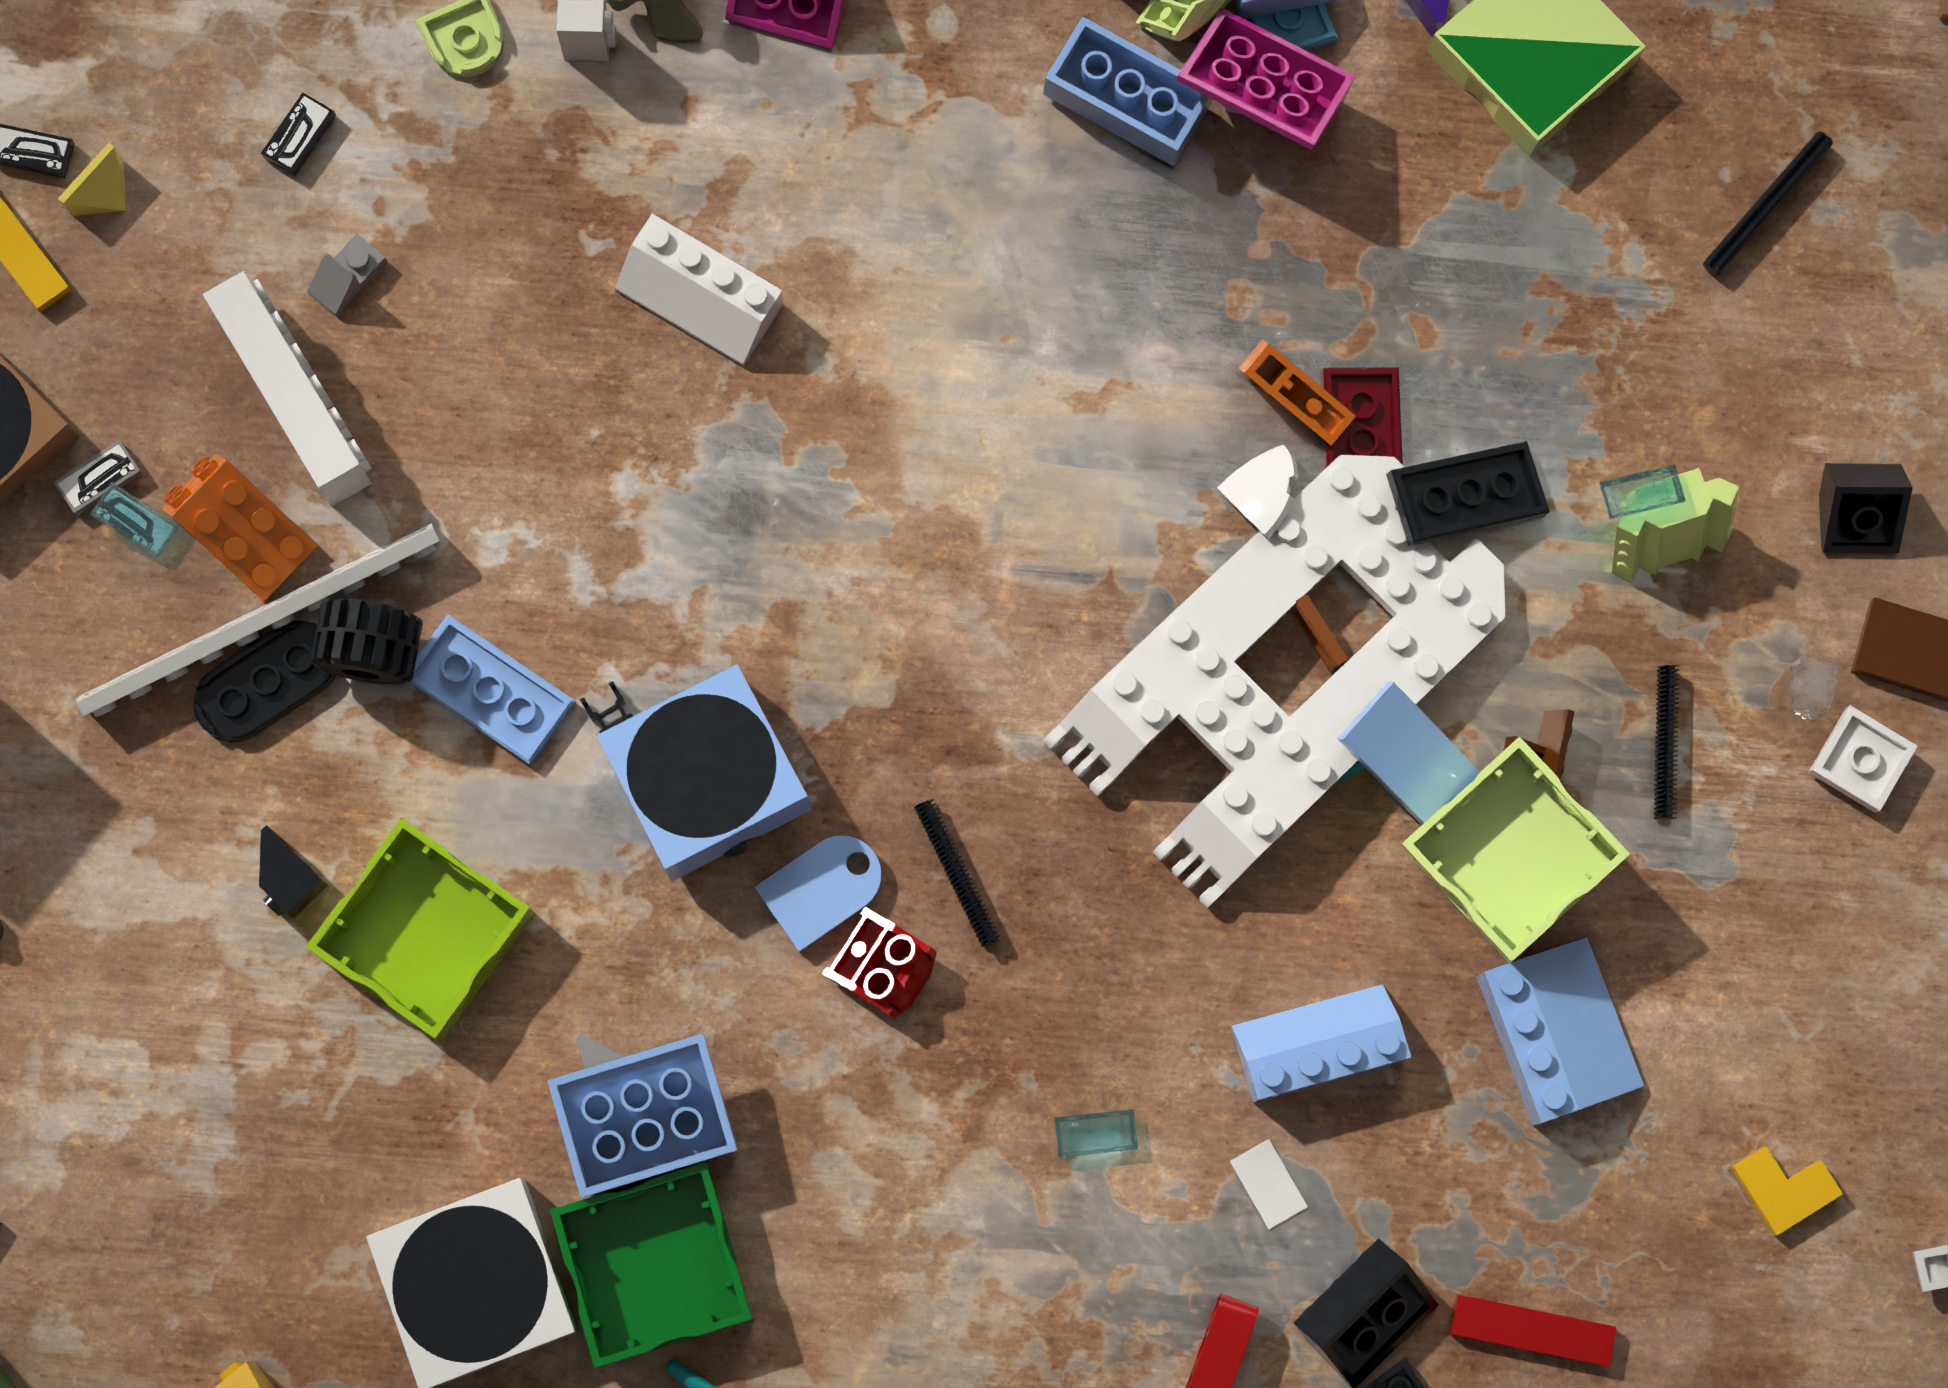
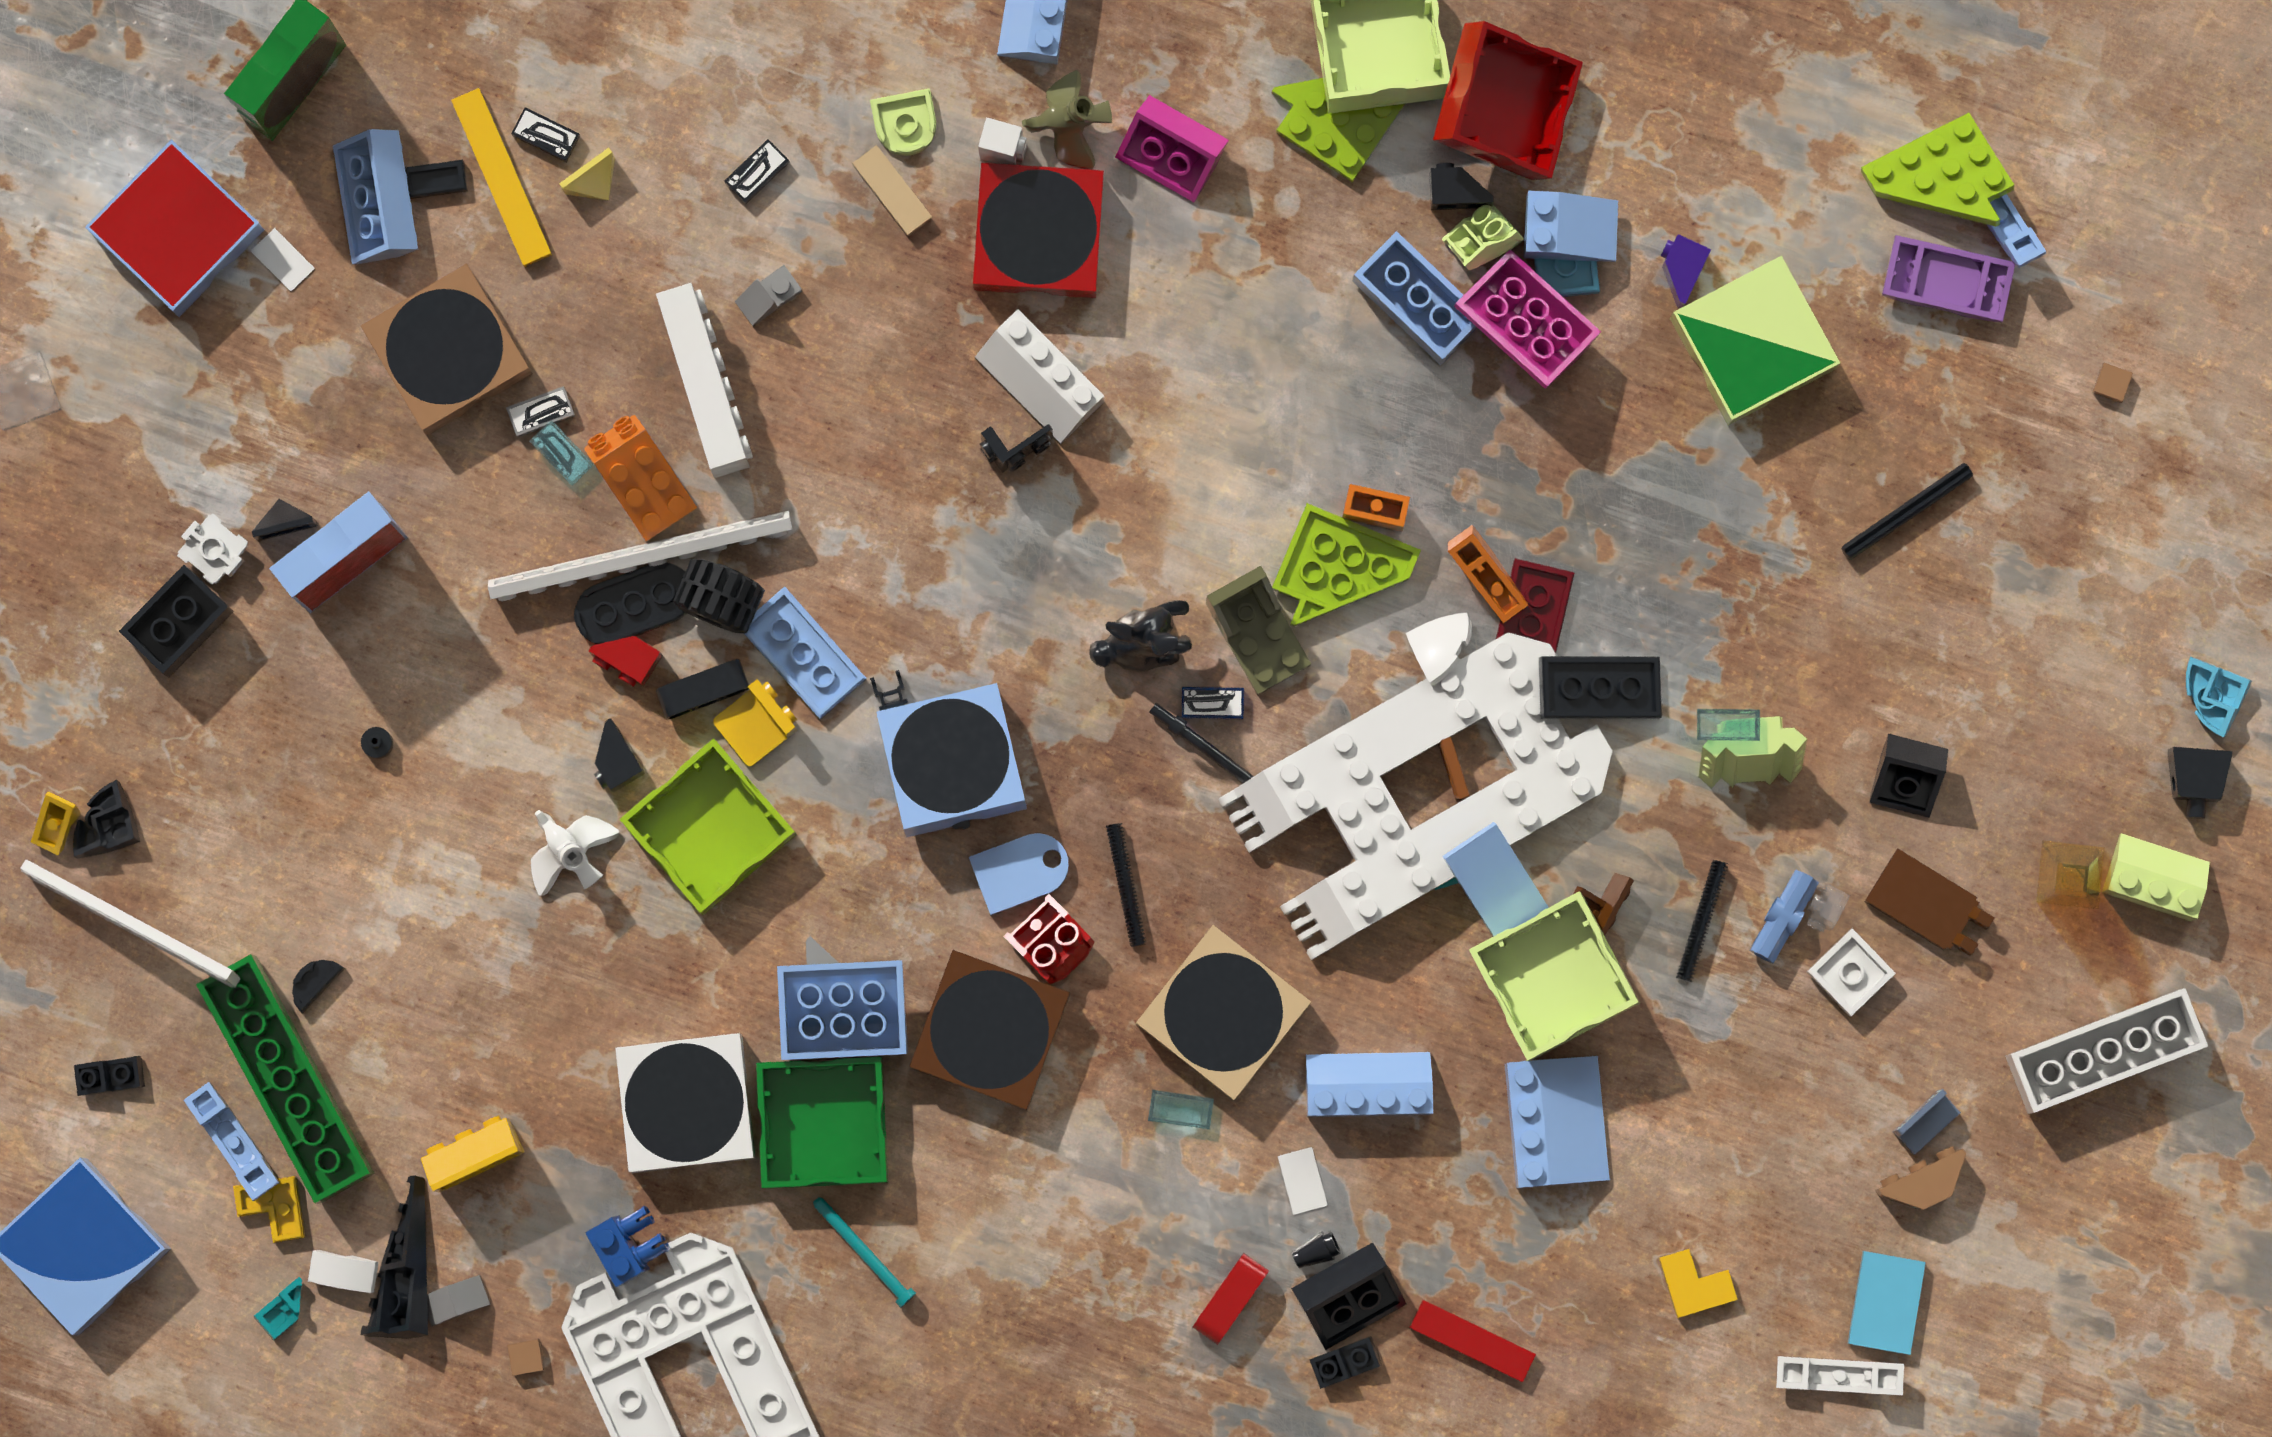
camera: 20 degrees right, 5 degrees up
(251, 1002) = (567, 850): none -> white animal
(272, 745) = (629, 656): none -> red slope
(375, 763) = (702, 689): none -> black beam
(451, 788) = (755, 723): none -> yellow bracket
(467, 118) = (892, 190): none -> tan tile
(654, 120) = (1038, 230): none -> black tile
(687, 392) = (995, 450): none -> black bracket
(833, 1094) = (989, 1030): none -> black tile
(904, 568) = (1143, 639): none -> black animal
(971, 666) = (1178, 726): none -> black bar
(1006, 627) = (1212, 703): none -> tile
(1034, 526) = (1257, 630): none -> olive bracket
(1114, 424) = (1338, 564): none -> lime wing
(1118, 999) = (1223, 1012): none -> black tile
(1143, 345) = (1376, 507): none -> orange brick
(1310, 1266) = (1317, 1250): none -> black cone
(1764, 711) = (1784, 916): none -> medium blue piece

